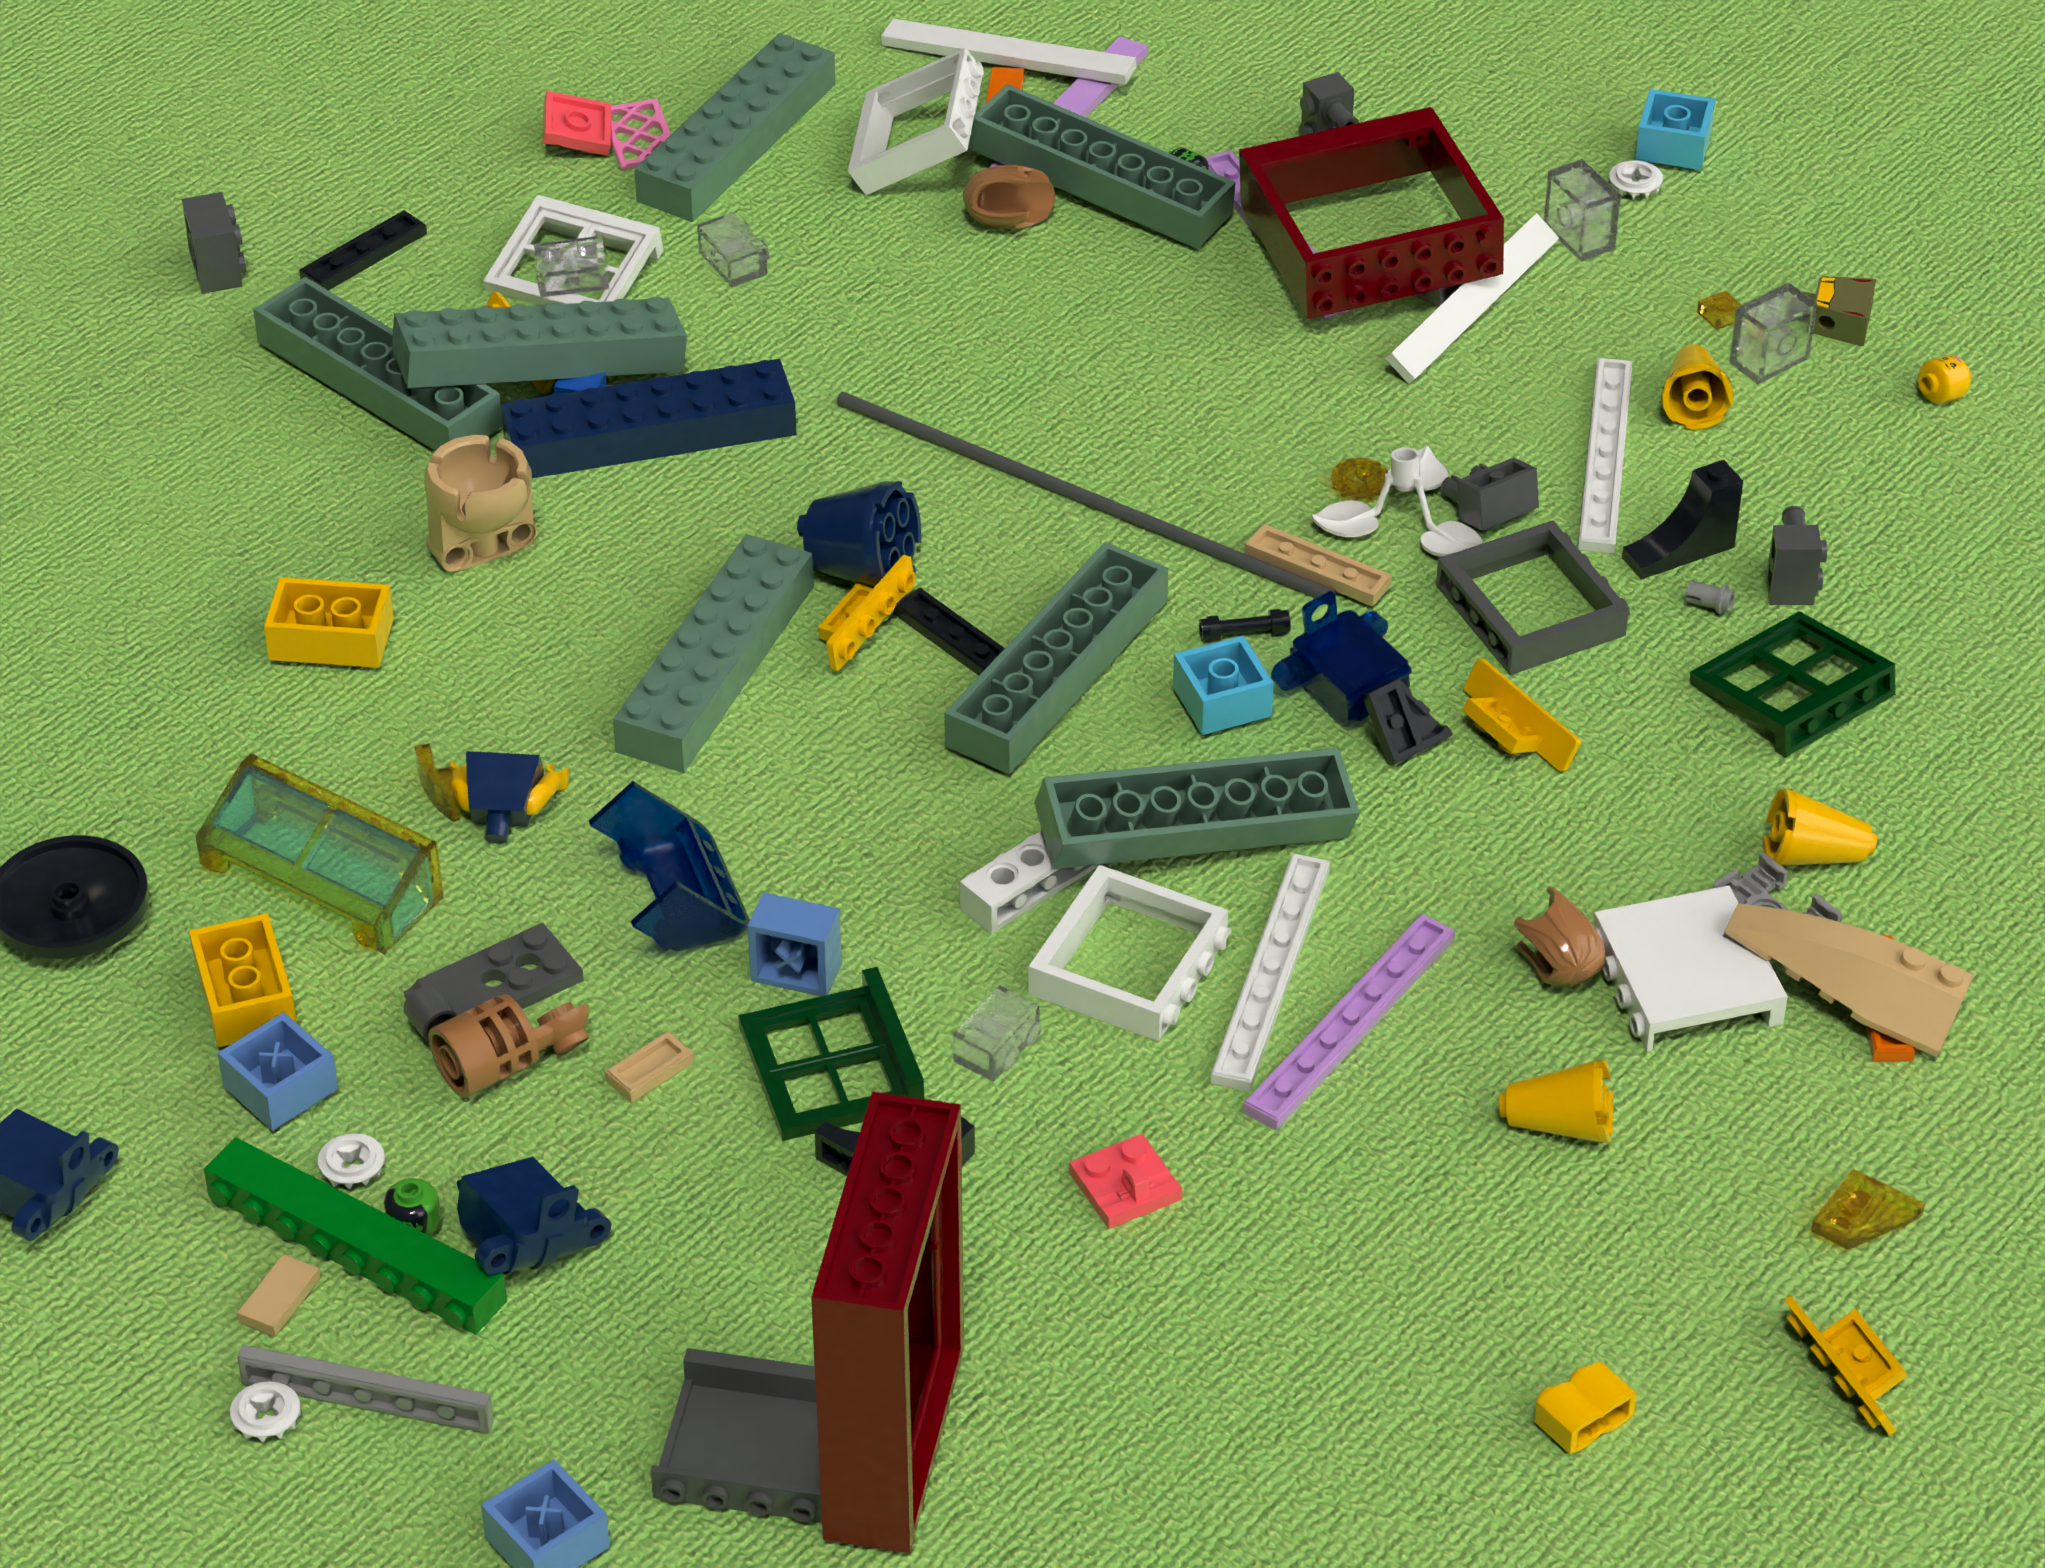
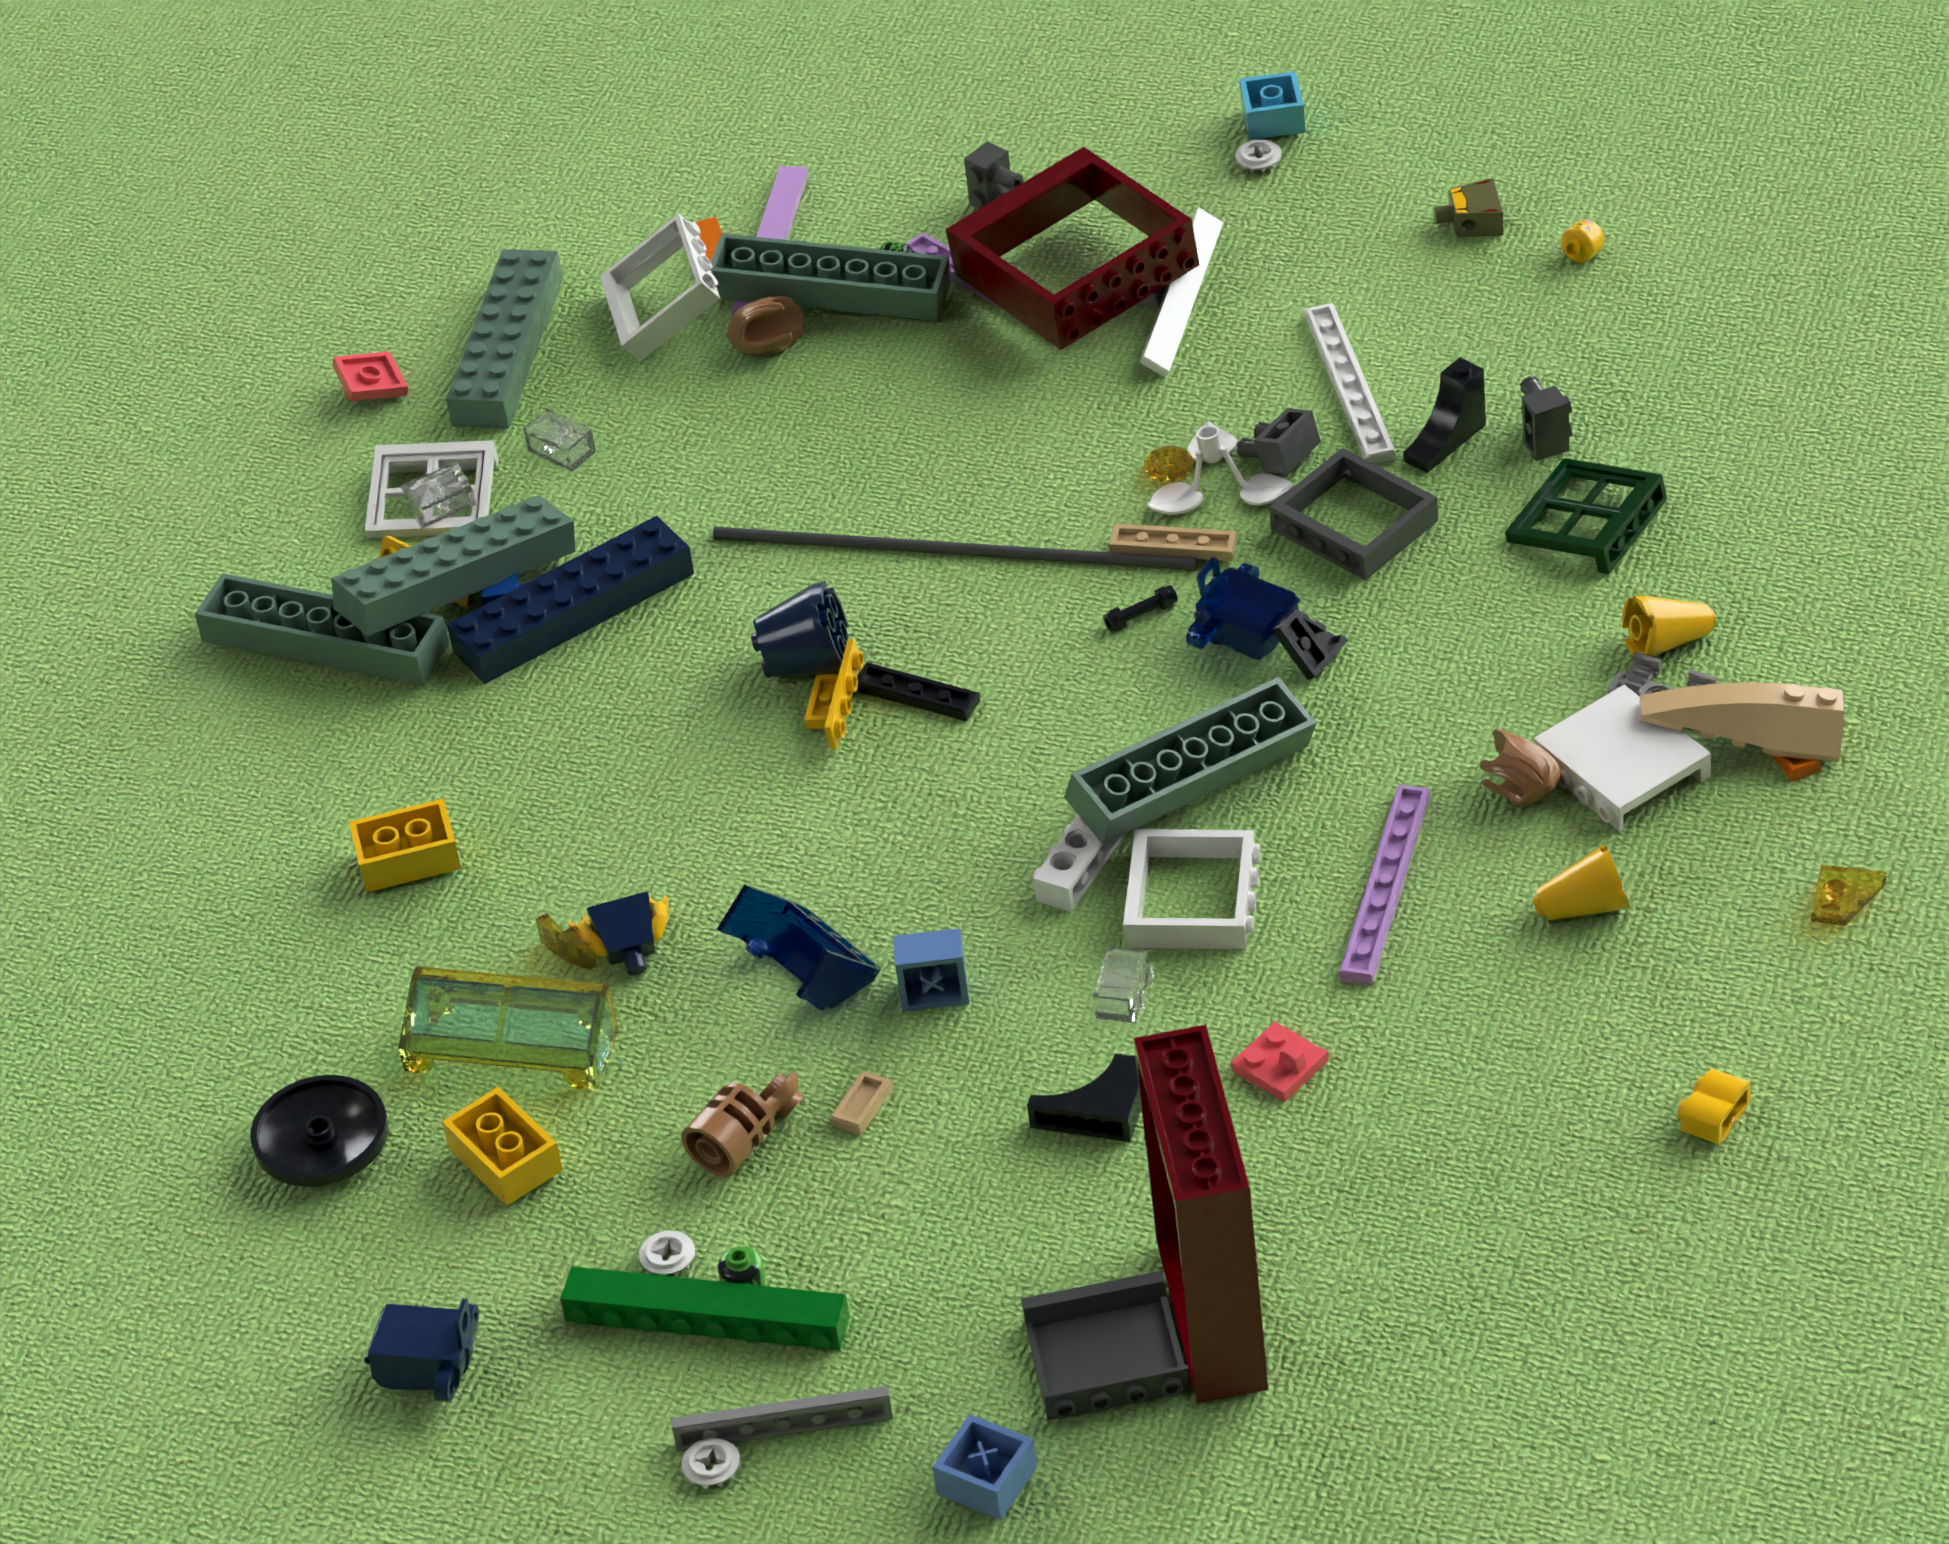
camera: 15 degrees left, 0 degrees up
(214, 242) = (122, 570): dark grey brick -> none
(278, 1071) = (572, 1205): medium blue brick -> none
(278, 1295) = (669, 1374): tan tile -> none
(364, 250) = (247, 537): black tile -> none
(463, 986) = (676, 1100): dark grey hinge -> none
(478, 502) = (479, 708): tan piece -> none
(525, 1217) = (837, 1245): dark blue piece -> none
(631, 111) = (440, 386): bright pink window -> none
(713, 653) = (732, 767): sand green brick -> none
(887, 1045) = (1040, 1020): dark green window -> none
(1010, 51) = (695, 206): white tile -> none
(1056, 658) = (1010, 681): sand green brick -> none
(1223, 685) = (1153, 659): medium azure brick -> none
(1270, 973) = (1305, 868): white tile -> none
(1516, 718) = (1392, 611): yellow bracket -> none
(1582, 209) = (1234, 193): clear brick -> none
(1696, 389) = (1397, 308): yellow cone -> none
(1710, 596) = (1490, 468): light grey pin -> none
(1718, 309) = (1380, 240): clear yellow plate -> none
(1772, 333) = (1435, 246): clear brick -> none
(1858, 1355) = (1895, 1000): yellow bracket -> none

